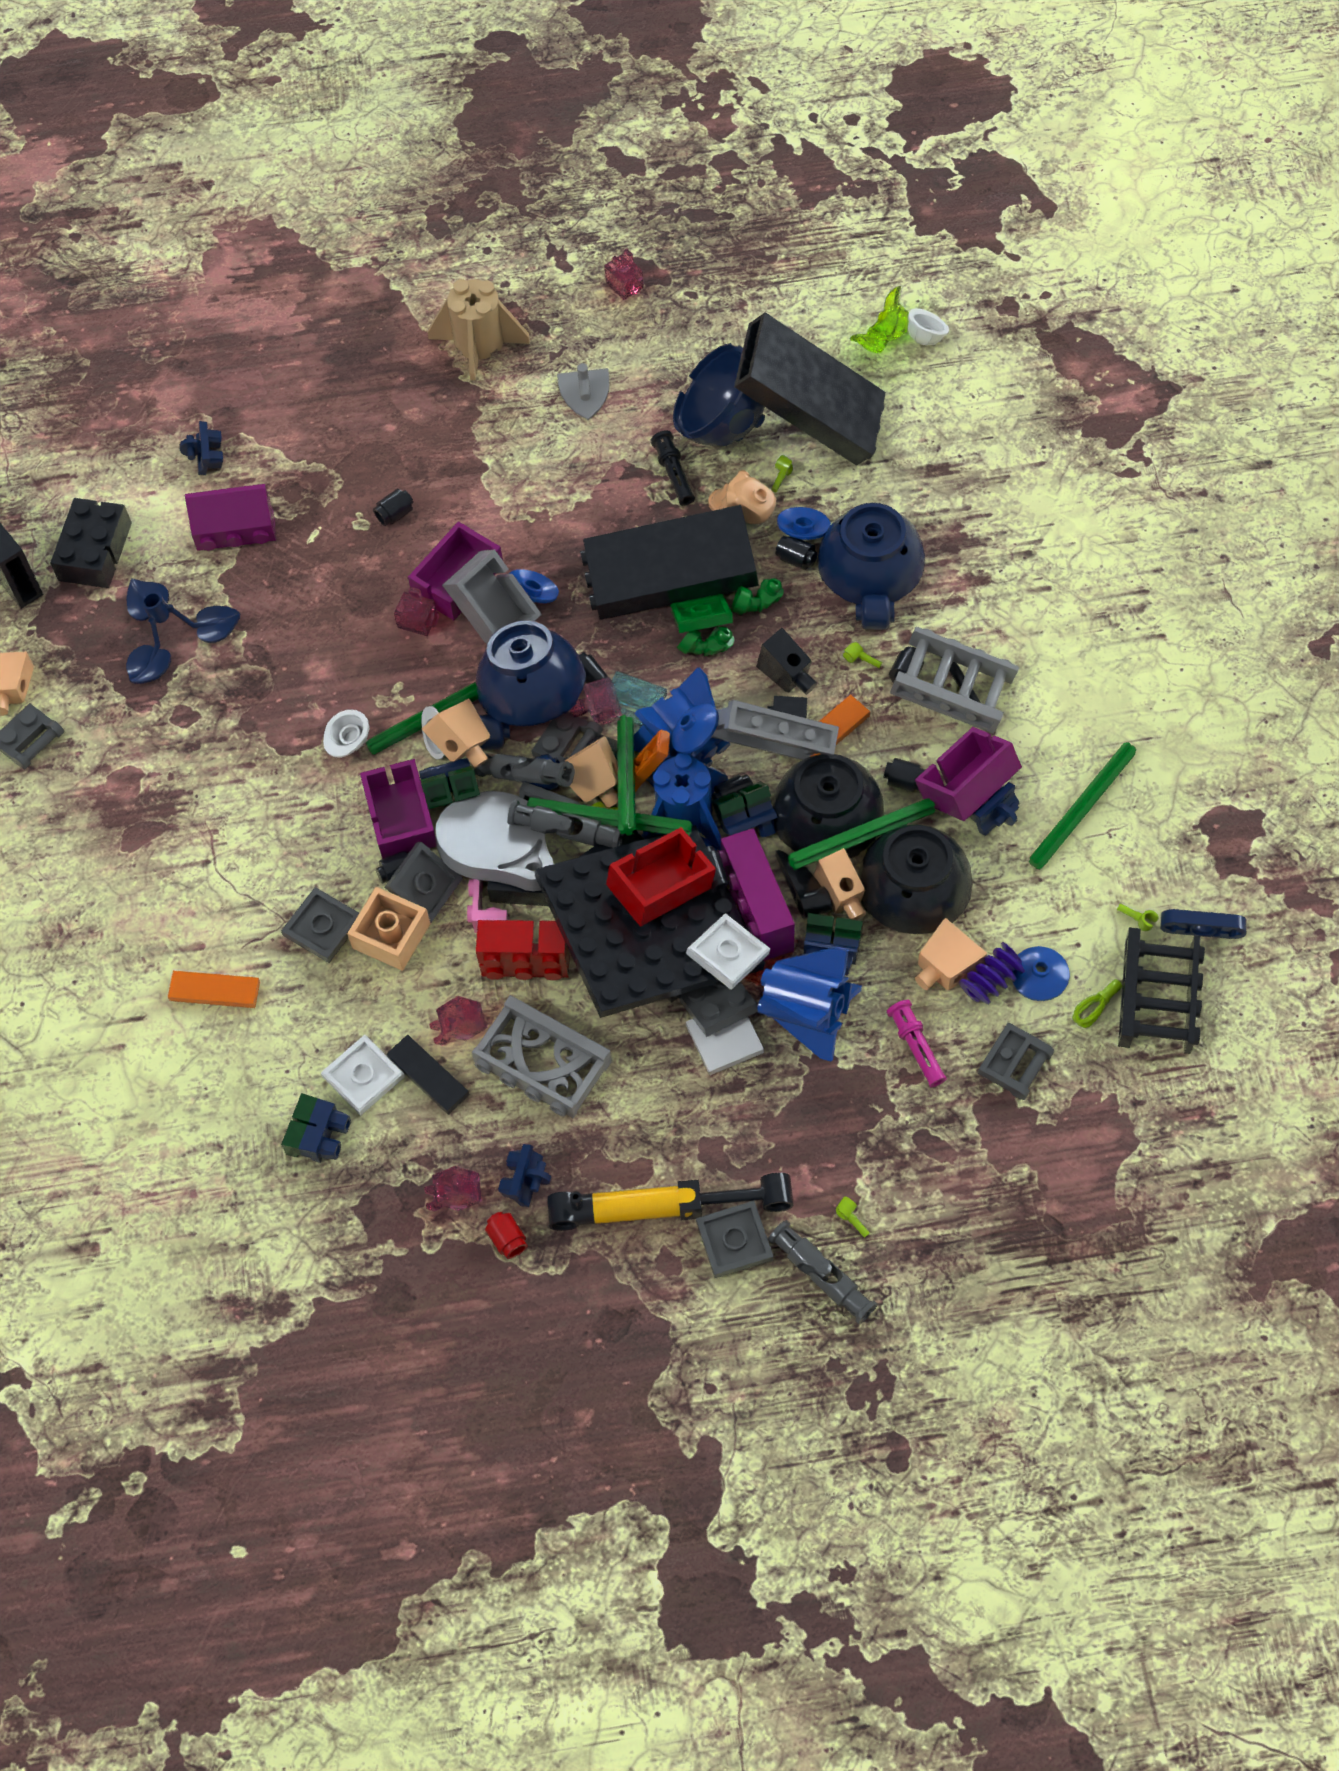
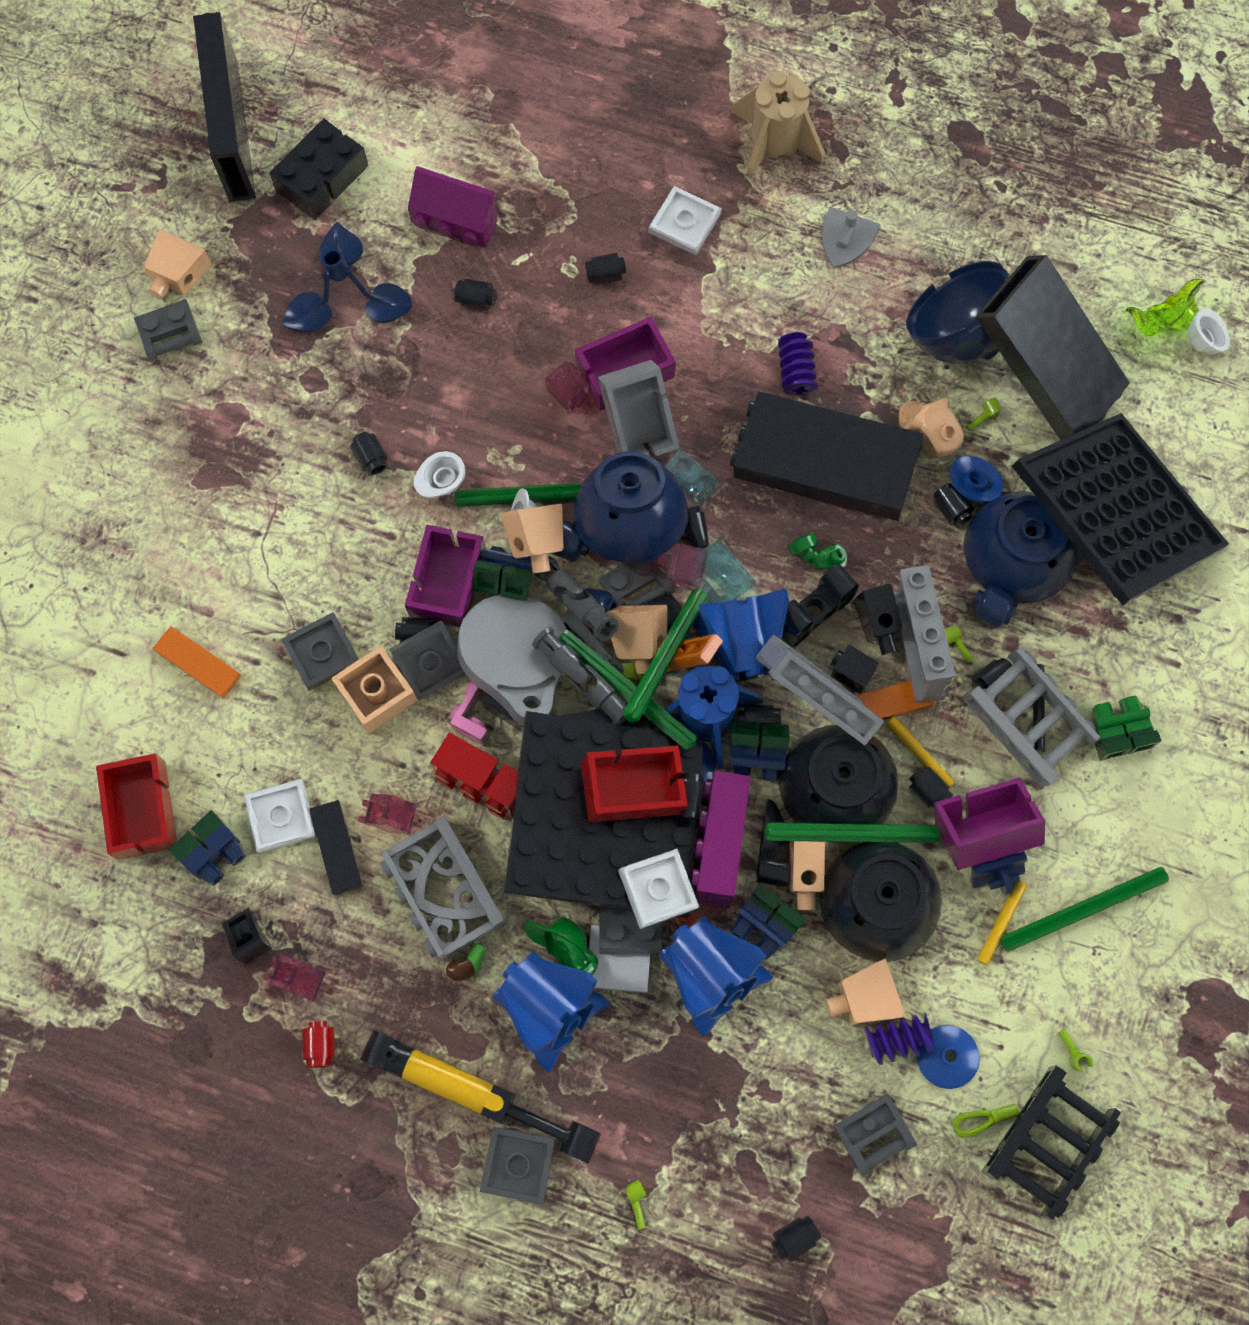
camera: 25 degrees right, 10 degrees up
(200, 447) = (456, 118): dark blue hips -> none
(229, 1128) = (136, 806): none -> red piece
(271, 748) = (369, 453): none -> black brick
(291, 579) = (475, 294): none -> black brick
(391, 1183) = (245, 937): none -> black slope
(439, 440) = (684, 220): none -> white tile
(527, 1176) = (367, 998): dark blue hips -> none
(536, 585) = (689, 414): blue dish -> none
(574, 631) = (692, 476): none -> clear light blue leg
(599, 1108) = (467, 967): none -> arm
(602, 504) = (797, 364): none -> dark purple piece
(624, 275) = (945, 137): clear pink brick -> none
(670, 459) = (886, 348): black pin -> none
(672, 1045) = (565, 942): none -> green hair
(686, 1093) = (548, 1004): none -> blue brick
(694, 728) = (747, 650): blue dish -> none
(701, 613) = (828, 523): green tile -> none
(737, 667) = (833, 593): none -> black beam
(768, 594) = (903, 533): green arm -> none
(811, 1262) = (573, 1223): dark grey piece -> none
(834, 658) = (923, 635): none -> light grey fence
(873, 752) = (917, 749): none -> yellow bar
(912, 1029) = (791, 1105): dark pink pin -> none
(933, 484) = (1120, 507): none -> black plate
(998, 1172) = (795, 1238): none -> black brick
(1023, 850) = (1001, 923): none -> yellow bar
(1036, 655) = (1124, 732): none -> hips
(1203, 924) = (1133, 1096): dark blue beam -> none

